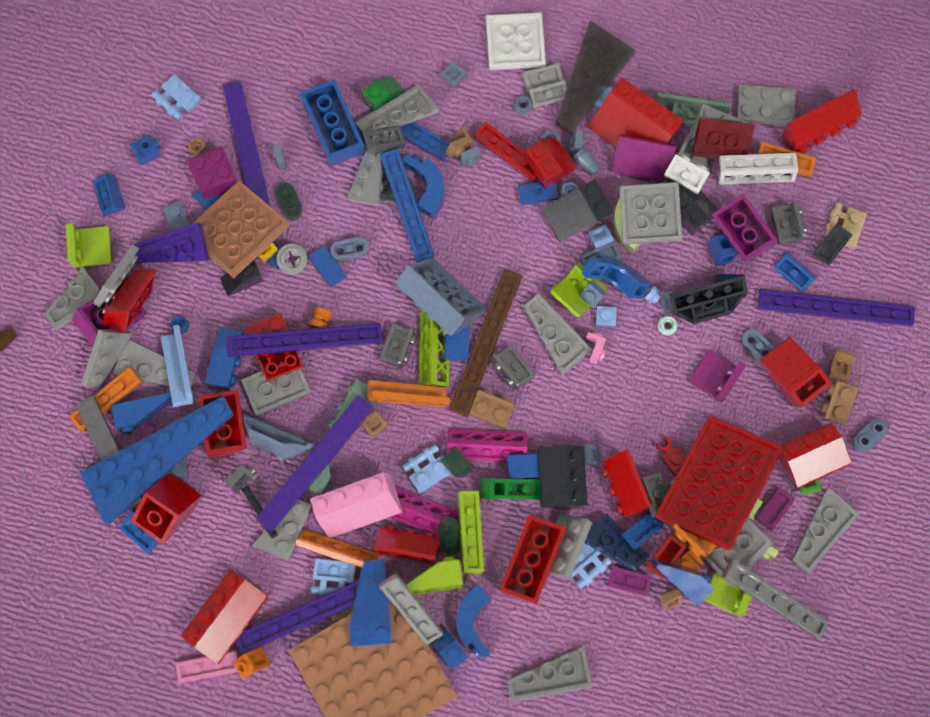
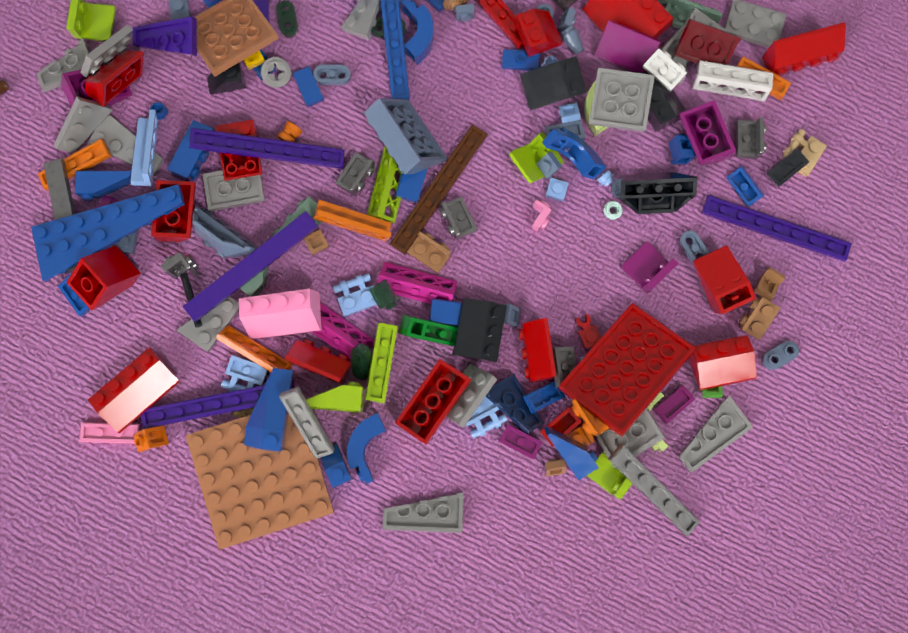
camera: 10 degrees right, 5 degrees up
(559, 338) = (507, 198): light grey wing -> none

